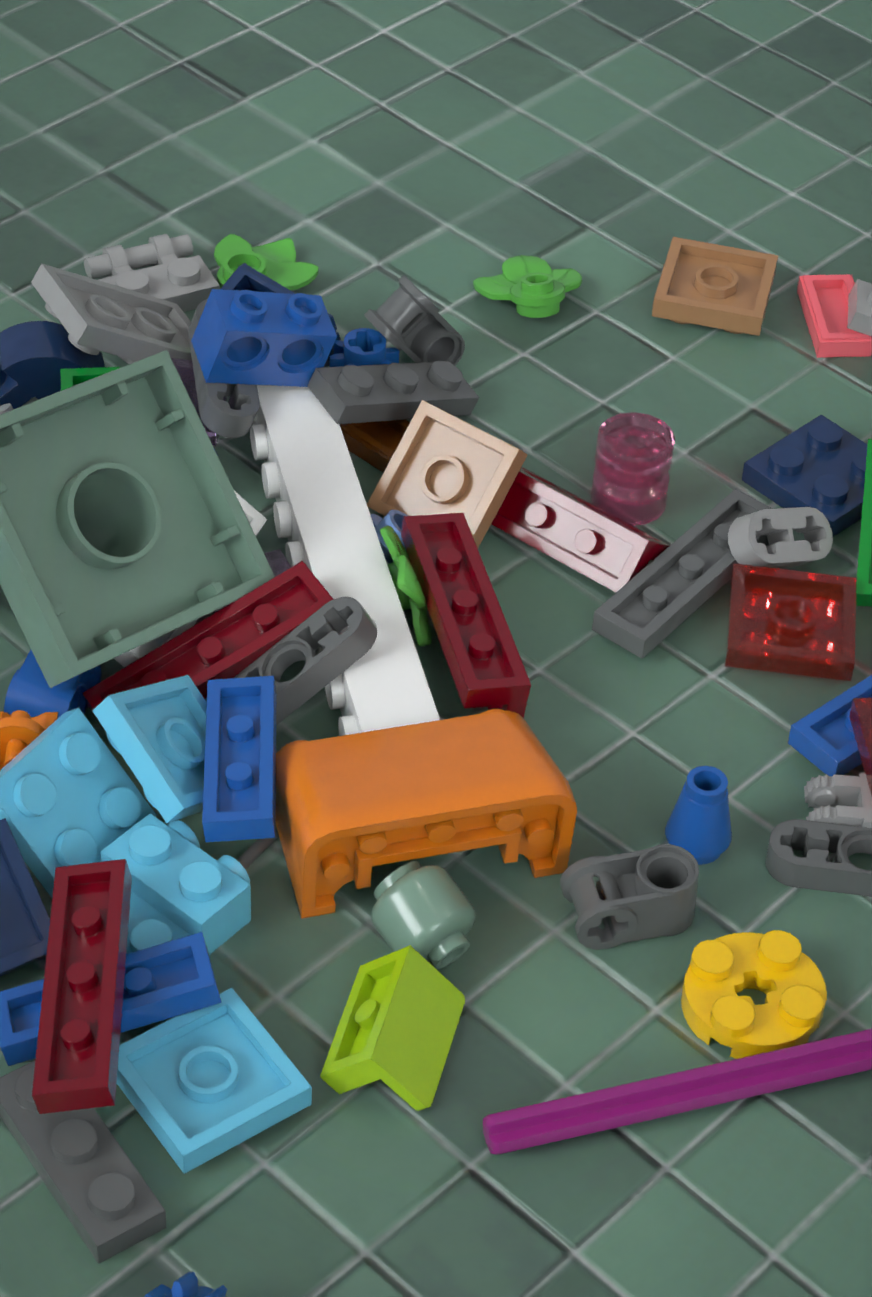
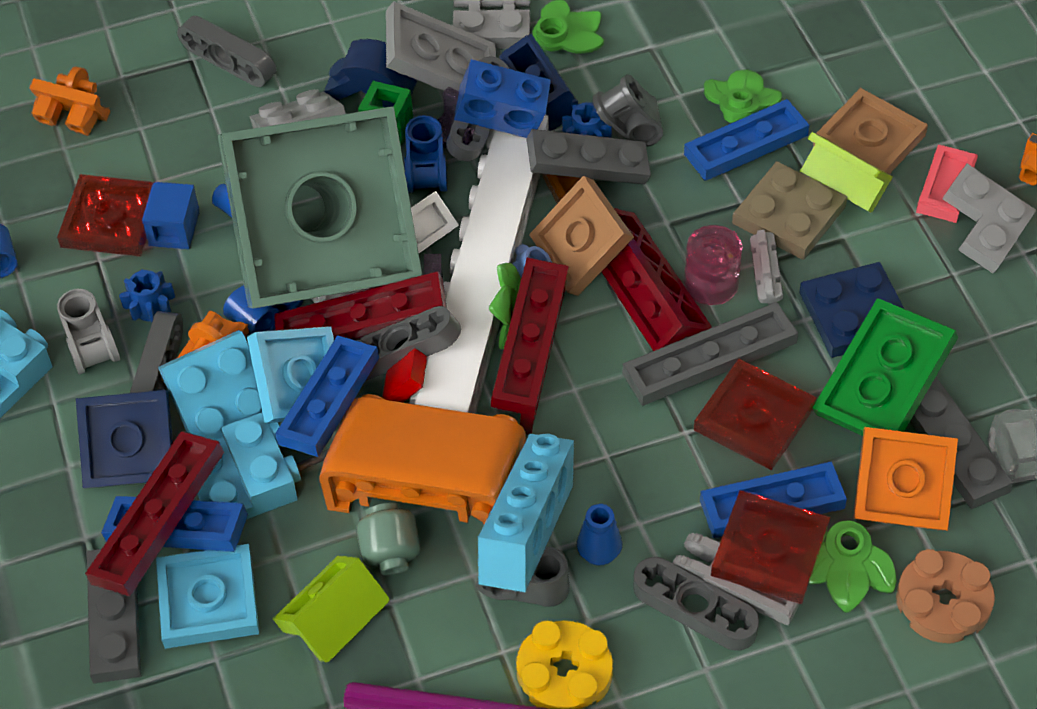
camera: 30 degrees right, 10 degrees up
(326, 706) = (405, 377): none -> red tile
(570, 329) = (746, 139): none -> blue plate
(620, 815) = (525, 513): none -> medium azure brick
(676, 386) = (791, 208): none -> dark tan plate
(697, 466) = (766, 267): none -> light grey axle
(718, 326) = (845, 173): none -> lime panel
(779, 528) = (780, 359): light grey beam -> none

